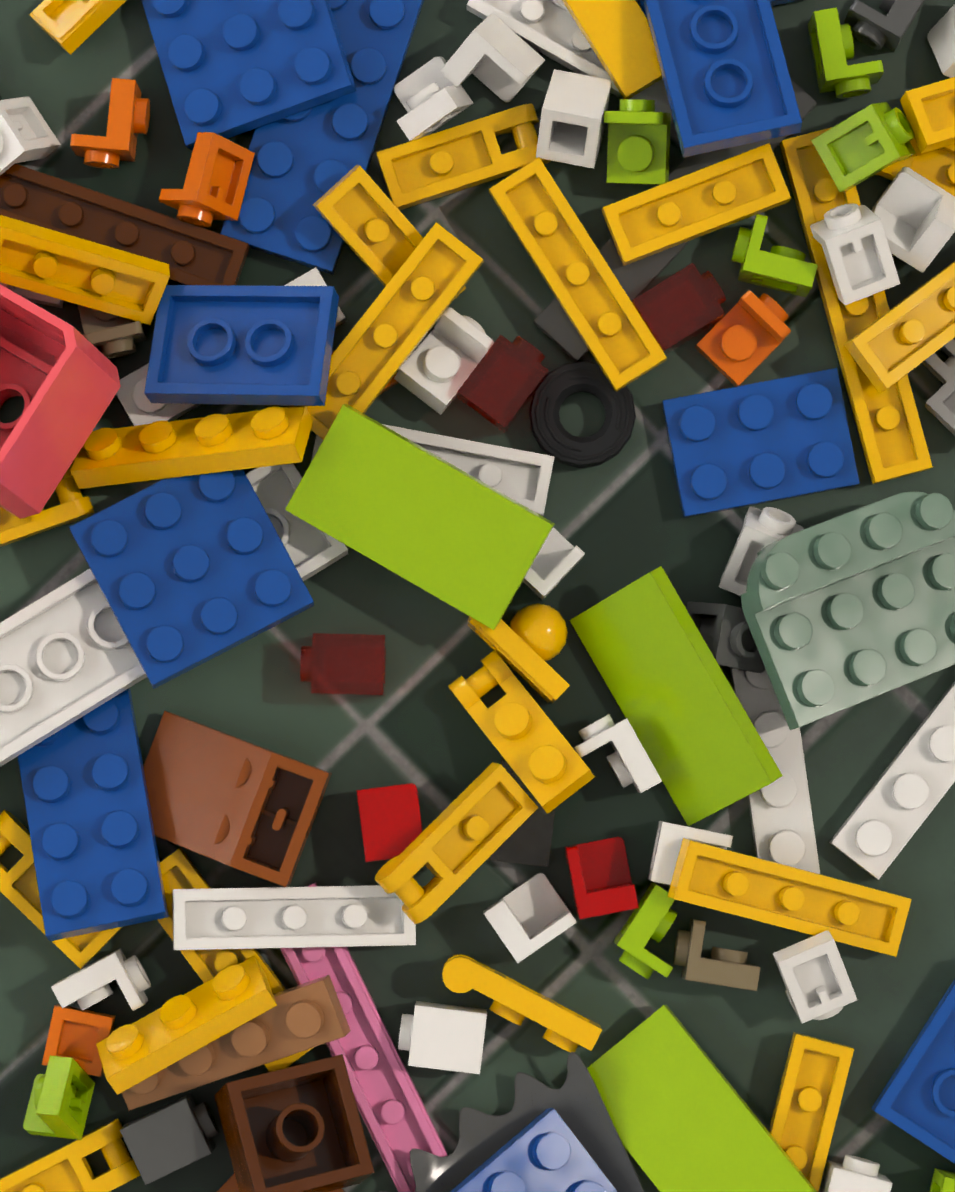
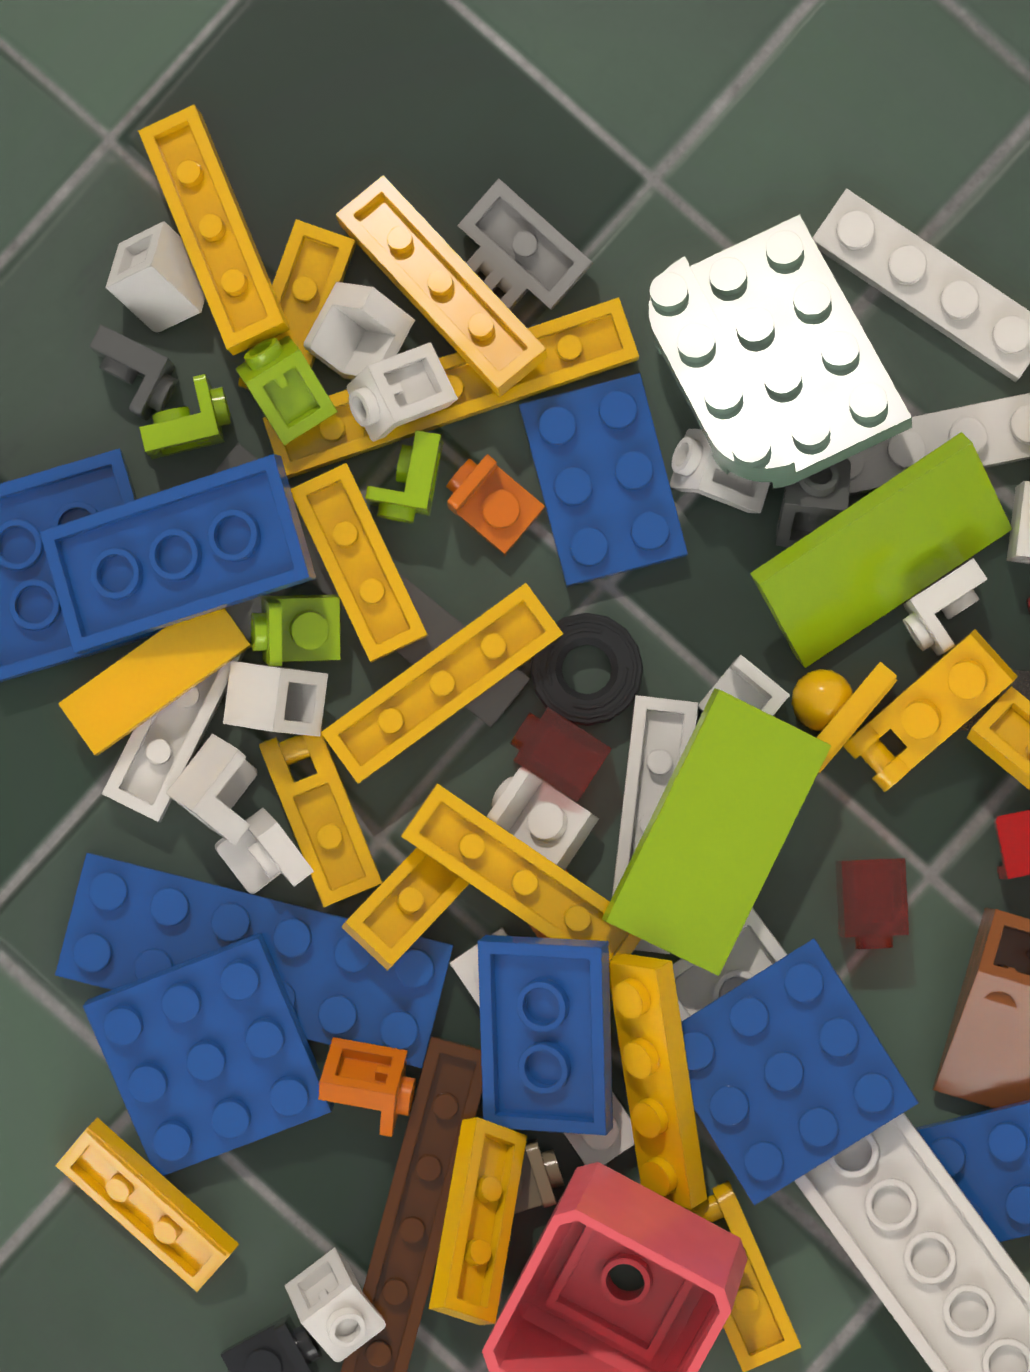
camera: 90 degrees left, 0 degrees up
(126, 119) = (303, 1177): orange bracket -> none
(681, 307) = (468, 572): clear red brick -> none

